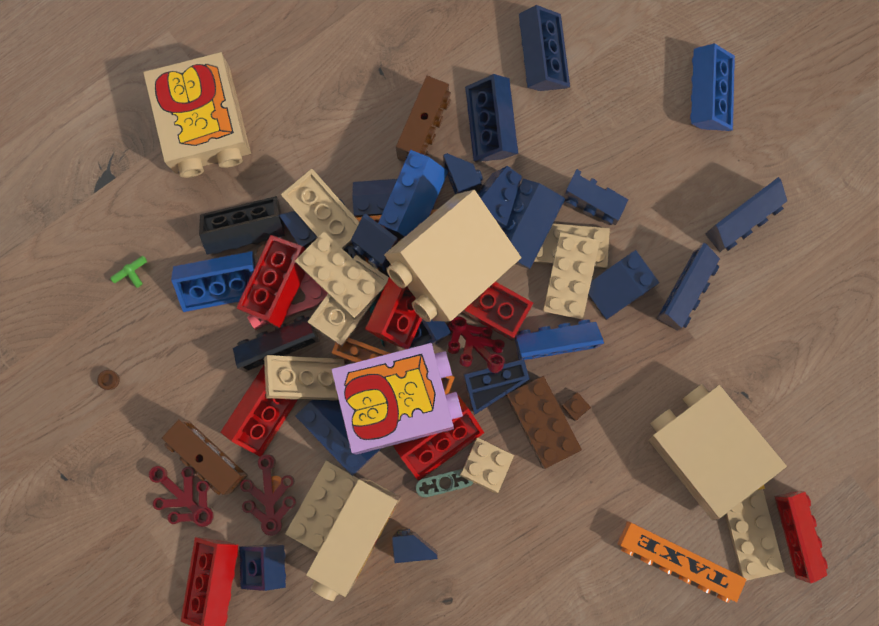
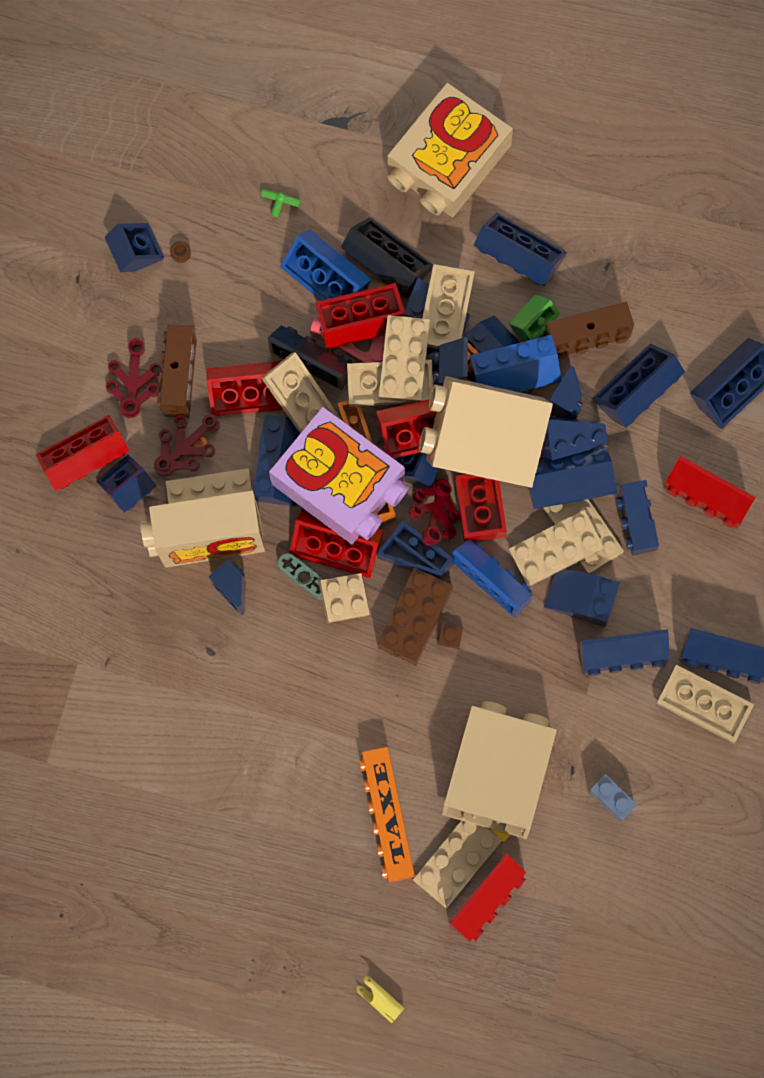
camera: 55 degrees right, 5 degrees down
(73, 414) = (133, 246): none -> dark blue slope
(317, 123) = (519, 249): none -> dark blue slope
(380, 154) = (532, 318): none -> bright green brick
(615, 132) = (708, 492): none -> red slope
(769, 259) = (705, 704): none -> tan plate
(792, 382) = (612, 798): none -> sand blue brick

